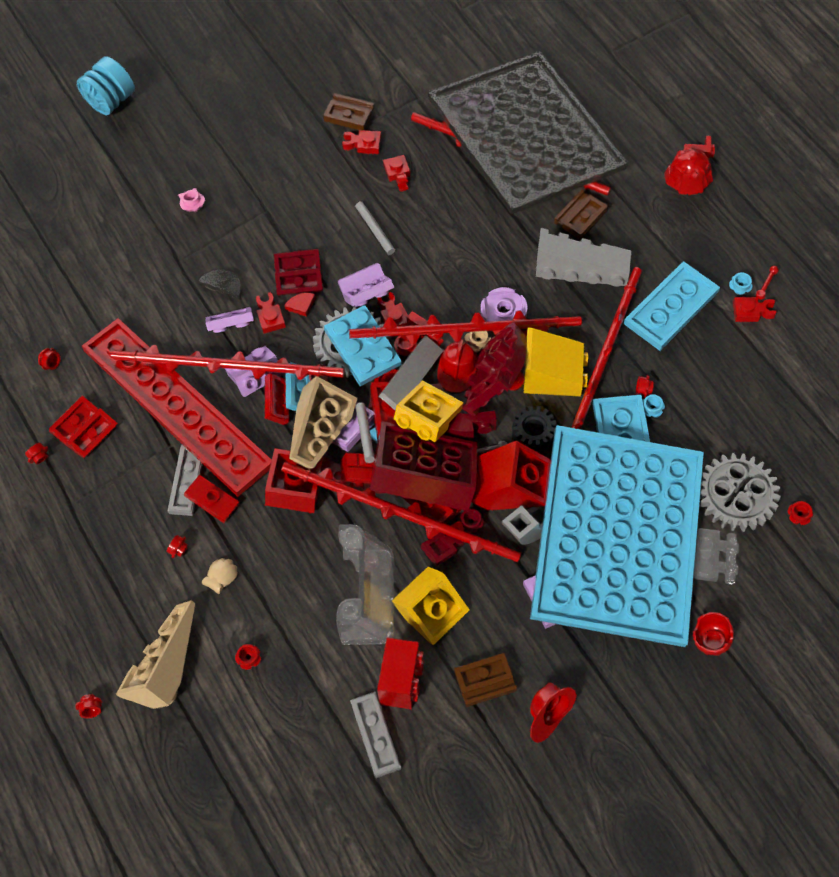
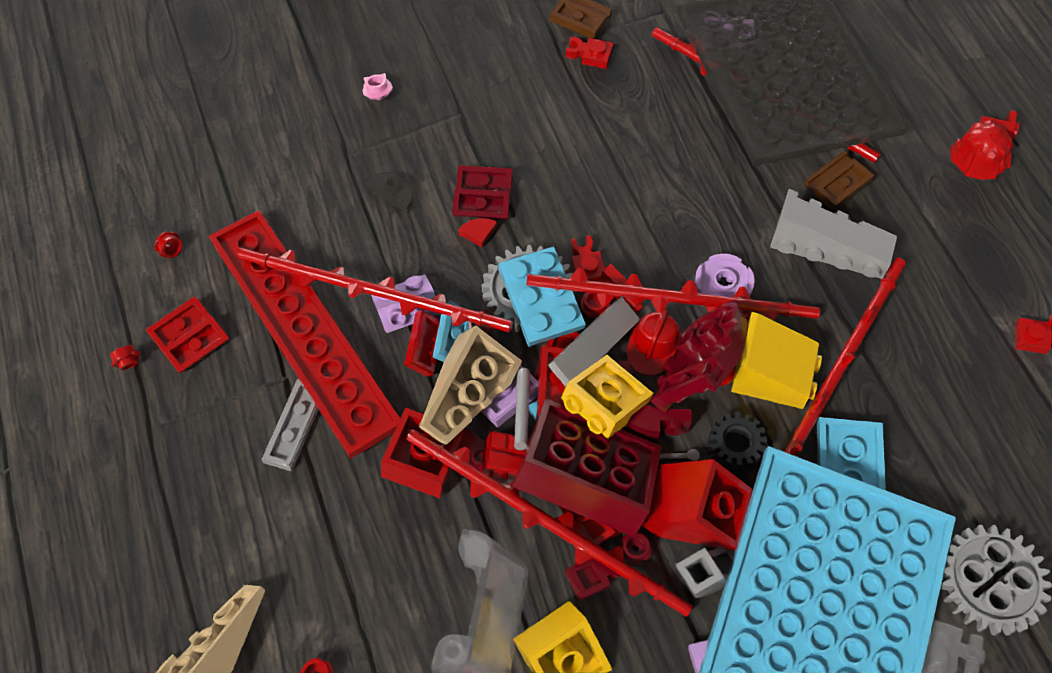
camera: 10 degrees right, 0 degrees up
(177, 546) = (262, 509): red plate -> none
(211, 498) = (317, 455): red plate -> none
(220, 322) = (400, 234): lavender plate -> none
(220, 574) = (306, 556): tan animal -> none
(269, 315) = (438, 238): red plate -> none
(365, 285) = (559, 222): lavender bracket -> none
(377, 231) = (585, 155): light grey bar -> none
(398, 170) = (624, 91): red plate -> none
(477, 345) = (682, 320): tan plate -> none
(644, 386) = (887, 412): red plate -> none
(657, 402) = (900, 435): medium azure plate -> none
(671, 306) = (937, 314): medium azure plate -> none
(741, 278) = (1035, 297): medium azure plate -> none

